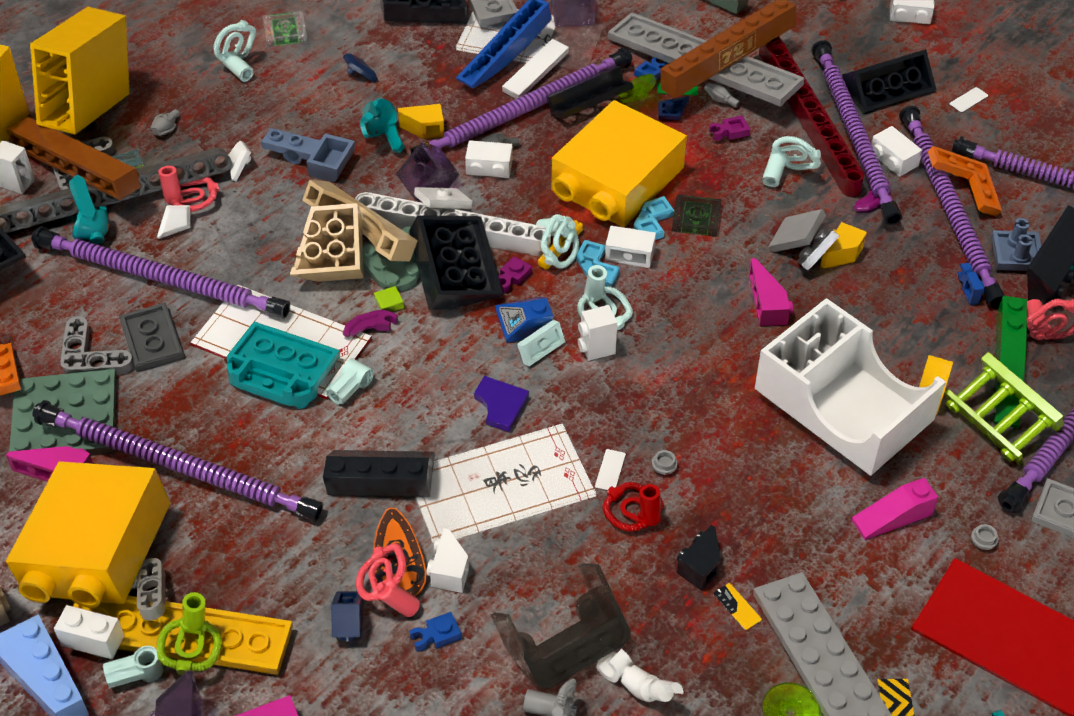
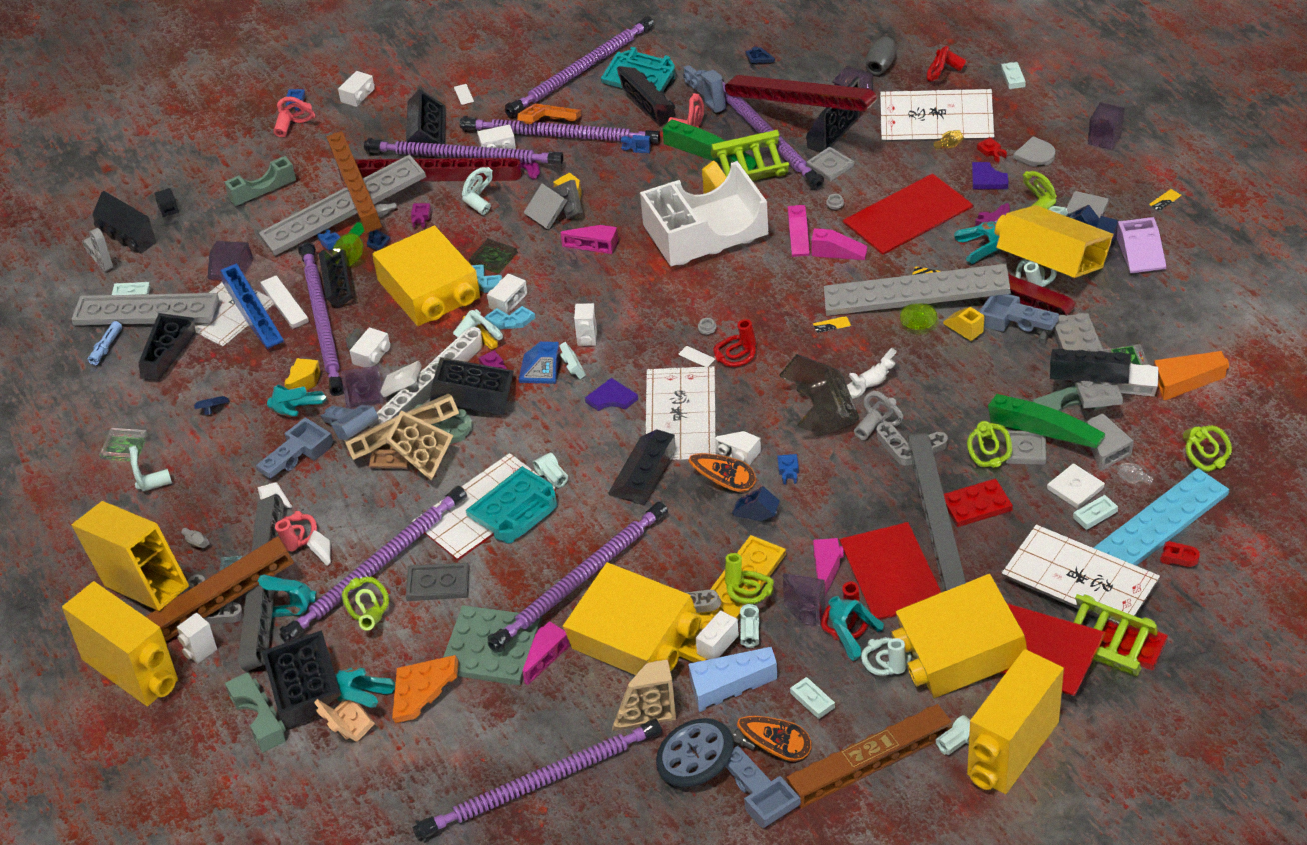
camera: 65 degrees left, 5 degrees down
(80, 355) = (434, 628): light grey beam -> none
(83, 295) = (372, 615): none -> lime piece
(352, 176) = (348, 421): none -> sand blue plate
(377, 319) = (496, 447): magenta piece -> none
(387, 590) = (756, 473): coral piece -> none
(389, 299) = (480, 436): lime tile -> none
(596, 290) = (541, 322): light aqua piece -> none
(701, 560) = (793, 326): black slope -> none
(890, 565) = (835, 245): none -> dark pink slope
(1015, 248) = (619, 113): sand blue plate -> none

